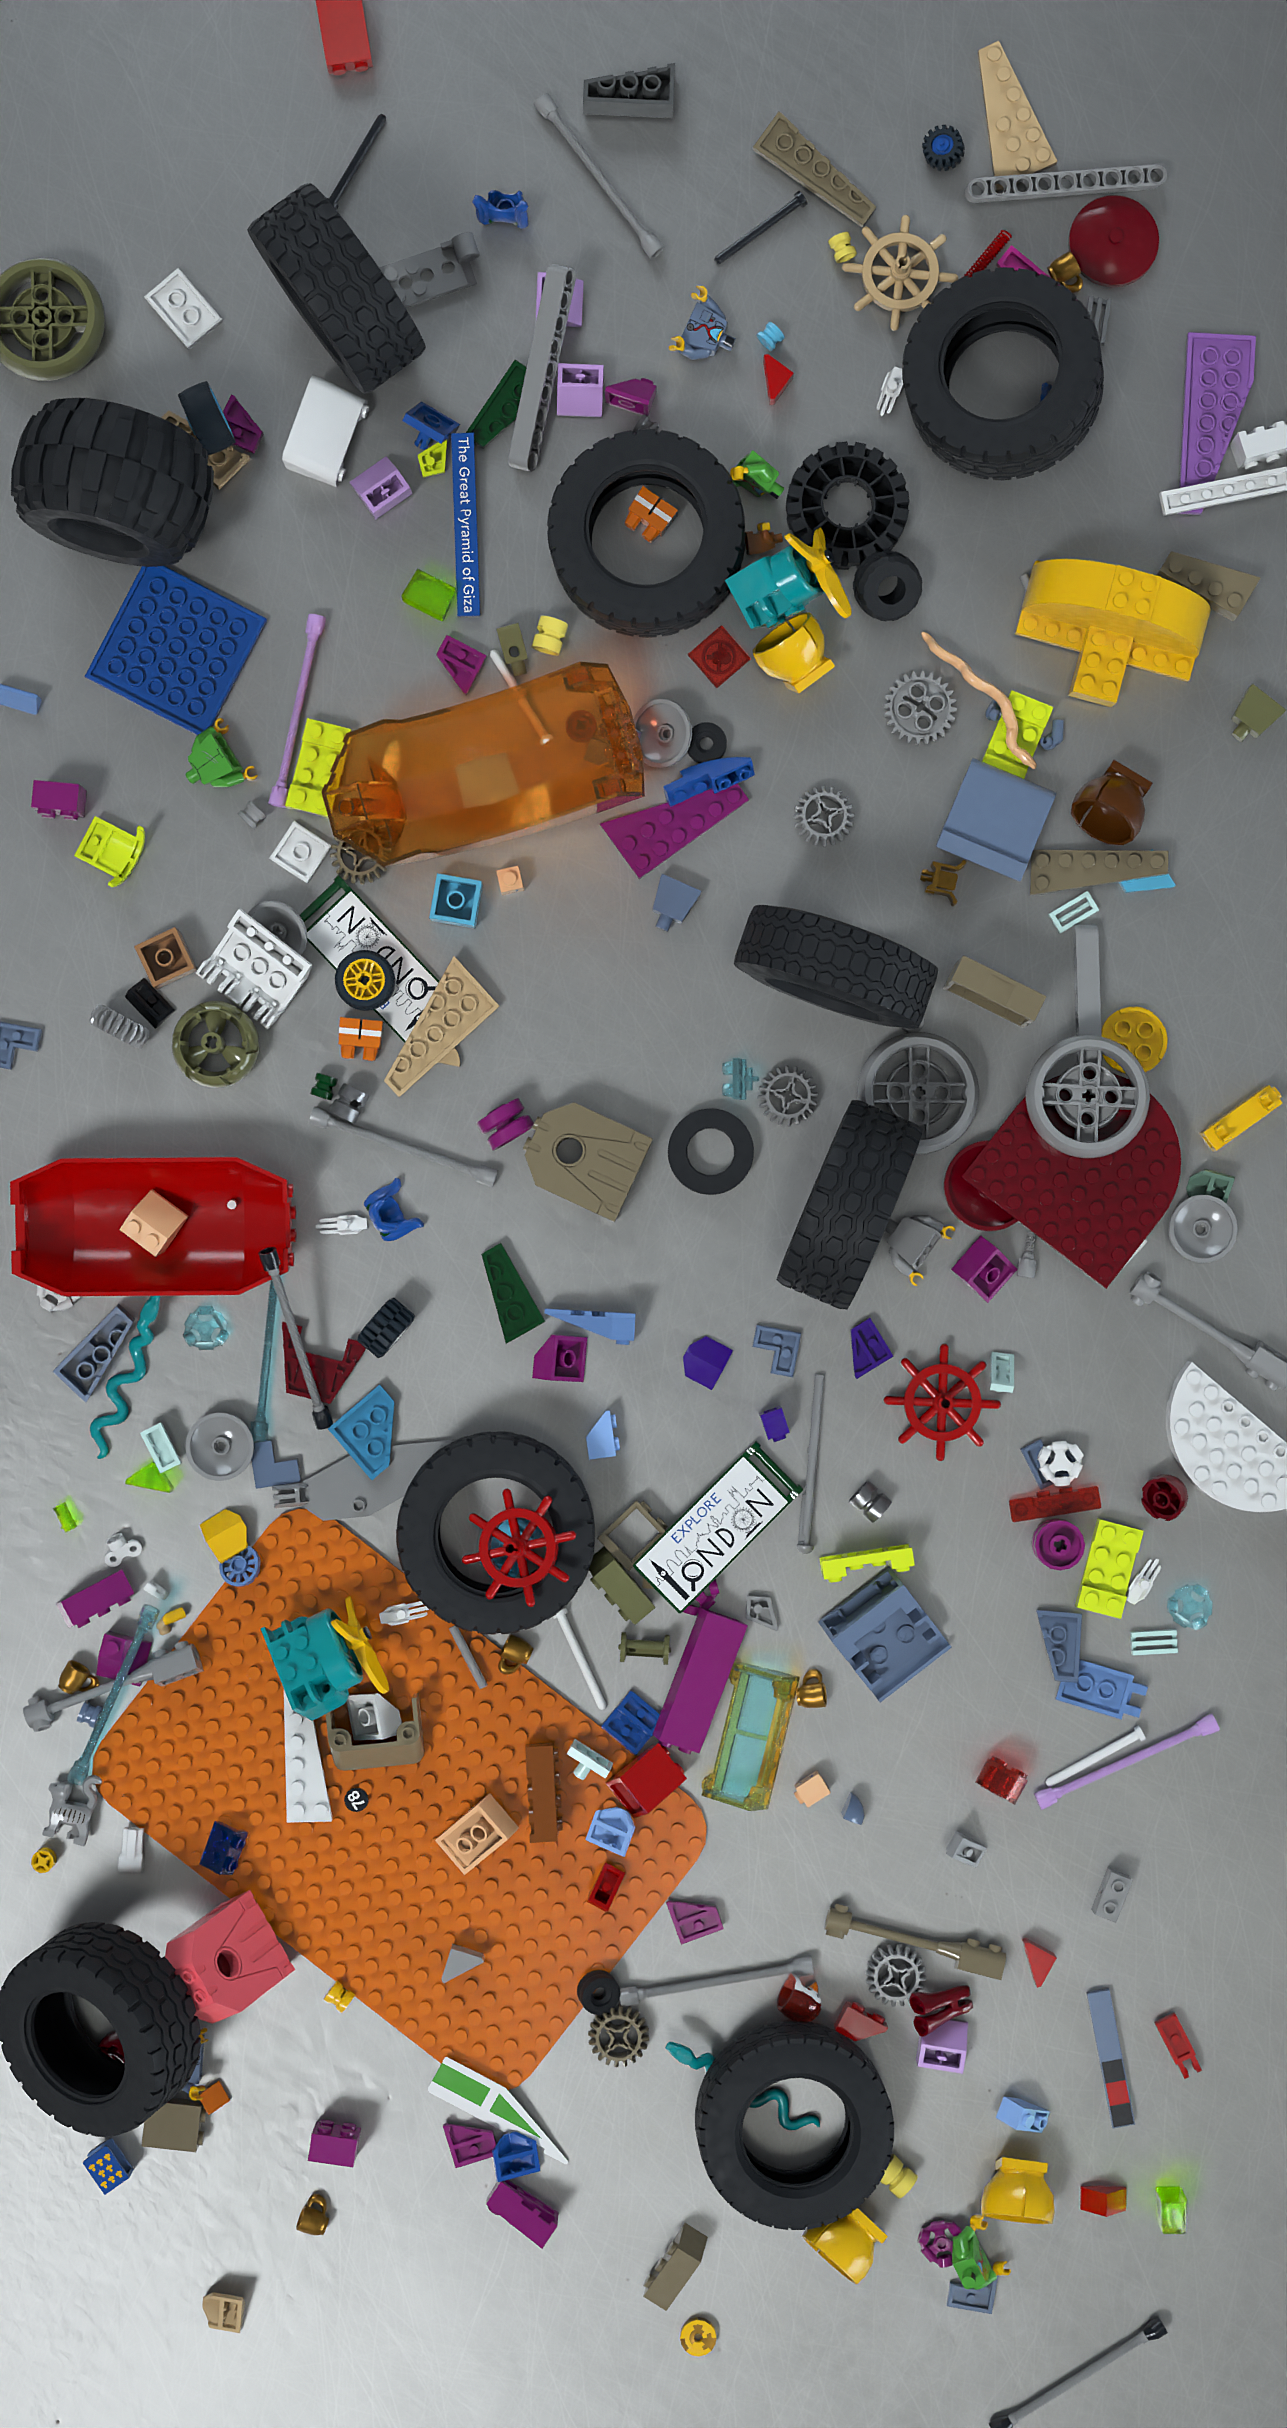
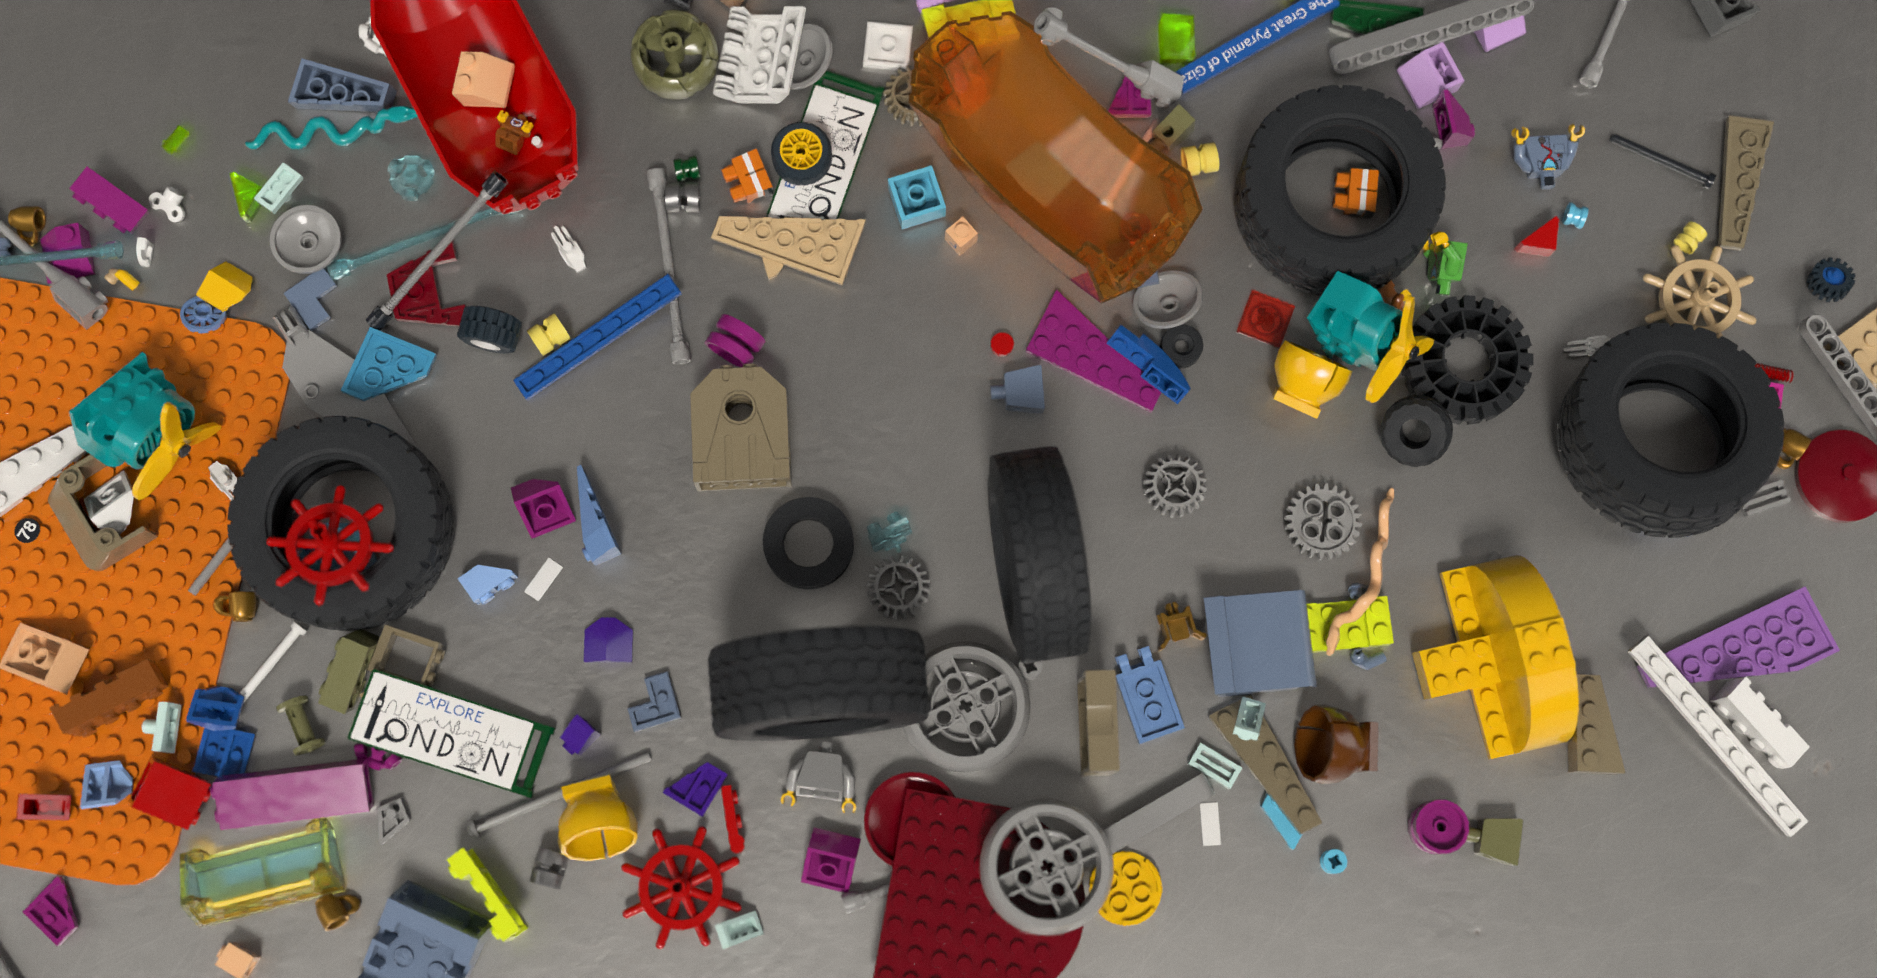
camera: 55 degrees right, 10 degrees down
(213, 1220) = (512, 132): none -> dark orange piece
(387, 1215) = (597, 281): blue hair -> none
(413, 1280) = (548, 334): none -> light yellow wheel
(436, 1239) = (597, 337): none -> blue tile
(455, 641) = (1149, 76): none -> light grey bar
(511, 1297) = (577, 433): dark green wing -> none
(594, 1710) = (215, 708): none -> blue slope
(623, 896) = (1002, 344): none -> red tile
(623, 1389) = (543, 579): none -> white sticker
(846, 1443) = (590, 809): none -> yellow plate
(908, 1333) = (732, 820): none -> red hinge
(988, 936) = (1148, 697): none -> medium blue tile
(1053, 863) = (1249, 719): none -> light aqua tile
(1118, 942) = (1210, 824): none -> white sticker
(1199, 861) = (1328, 860): none -> medium azure wheel
(1228, 745) = (1452, 830): none -> magenta wheel

